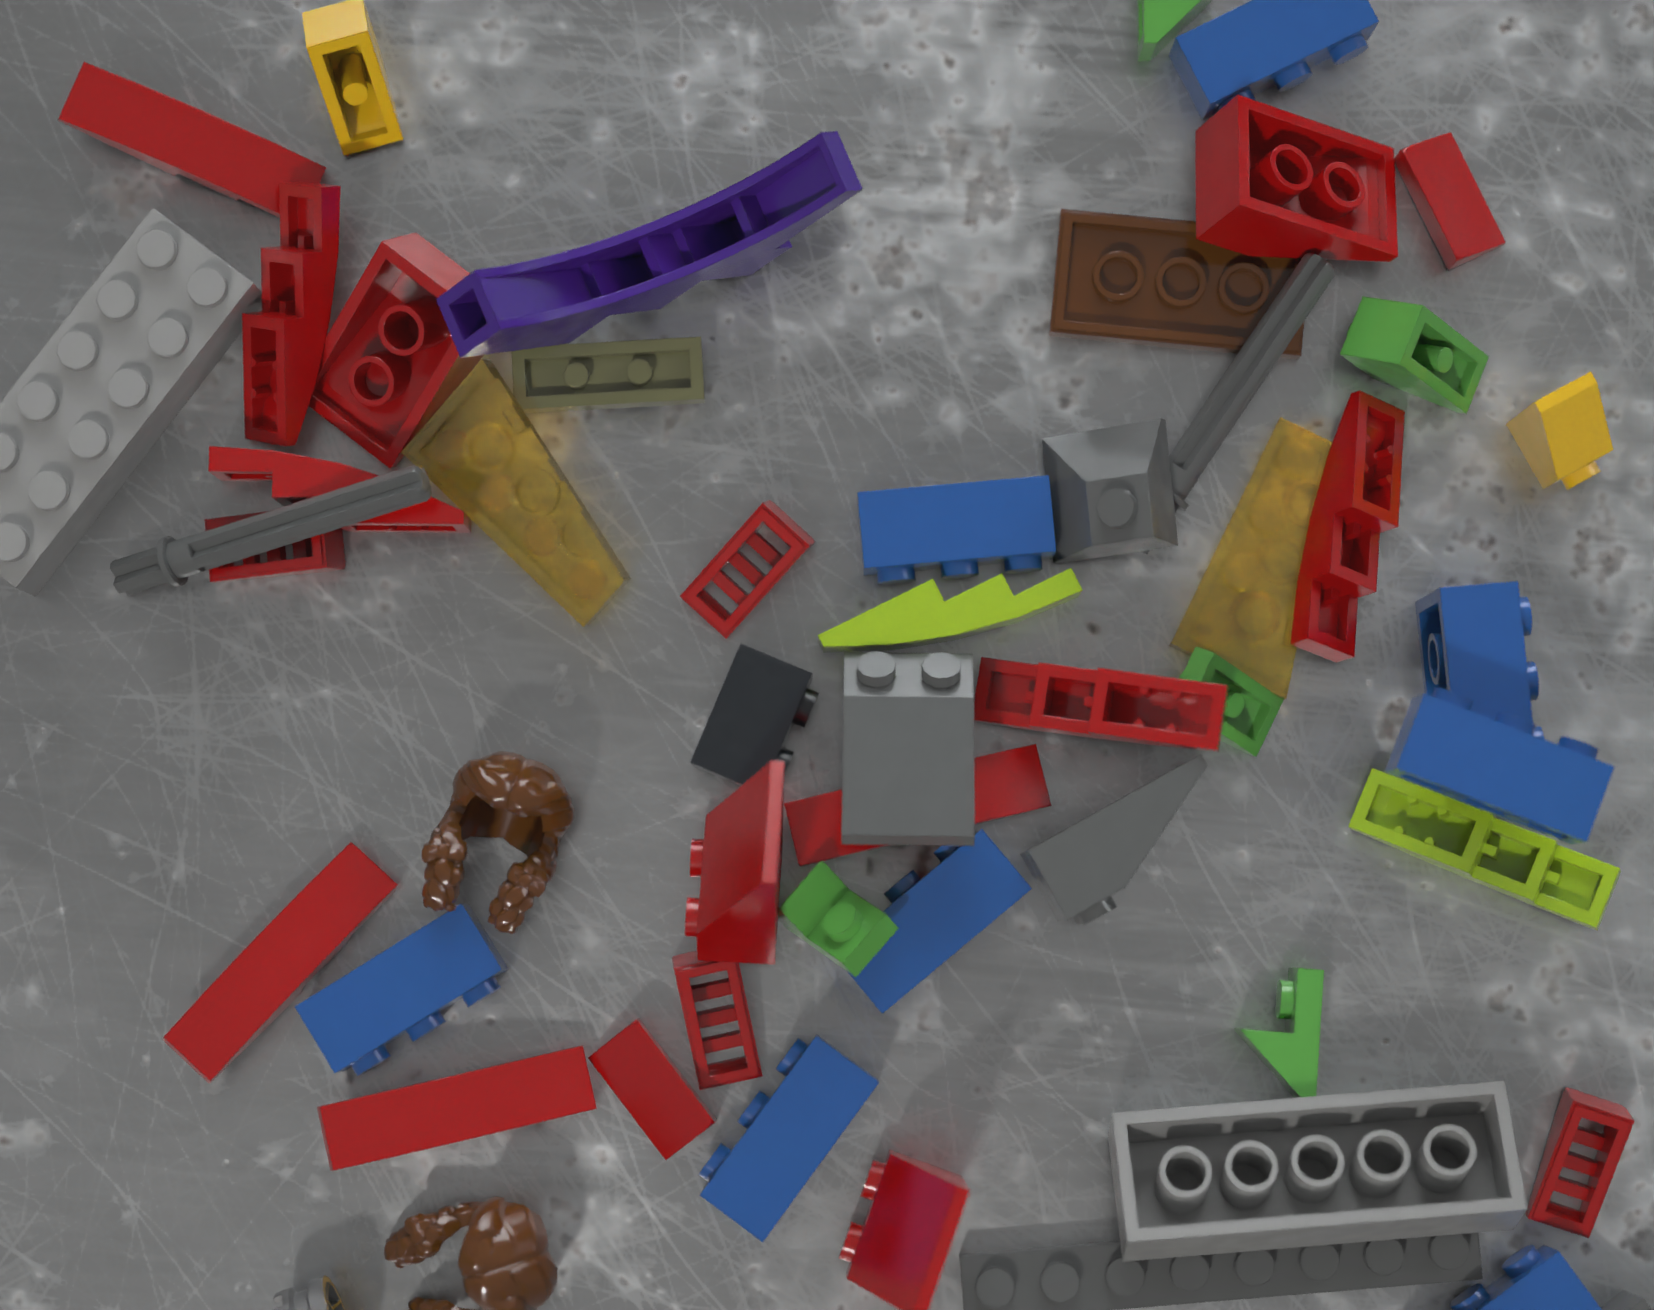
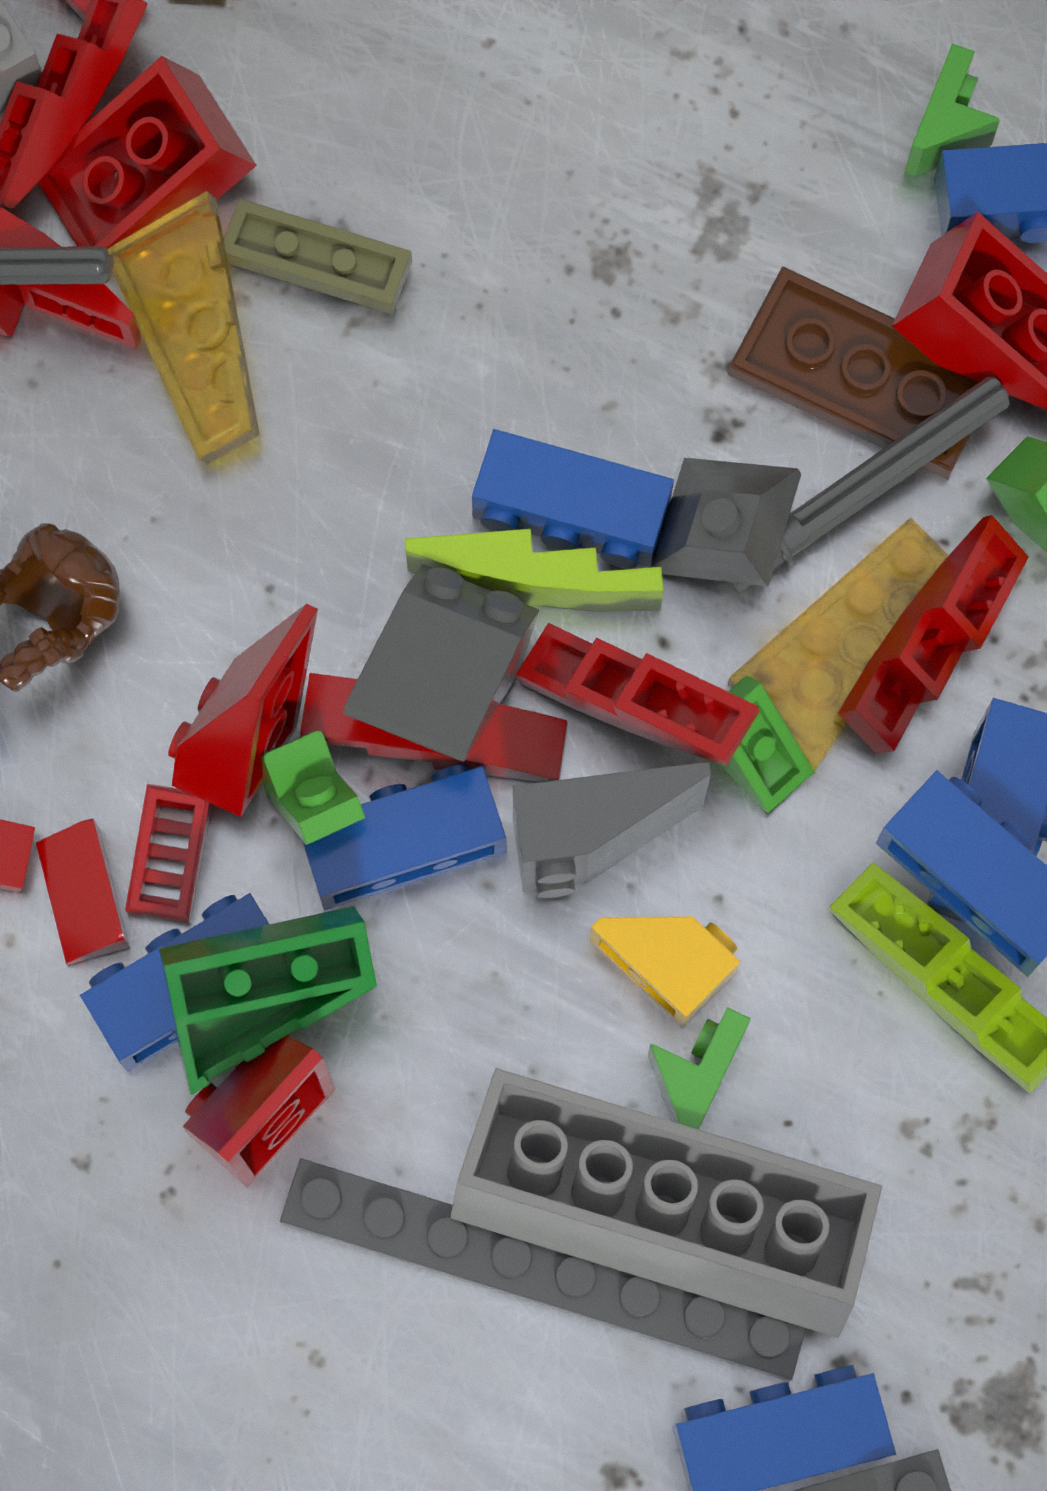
camera: 20 degrees right, 10 degrees down
(651, 265) = (385, 168): dark purple arch -> none
(754, 716) = (327, 573): black brick -> none
(786, 529) = (379, 486): red slope -> none
(872, 1126) = (260, 984): none -> green wedge
(1227, 938) = (669, 959): none -> yellow slope
(1556, 1155) = (947, 1324): red slope -> none

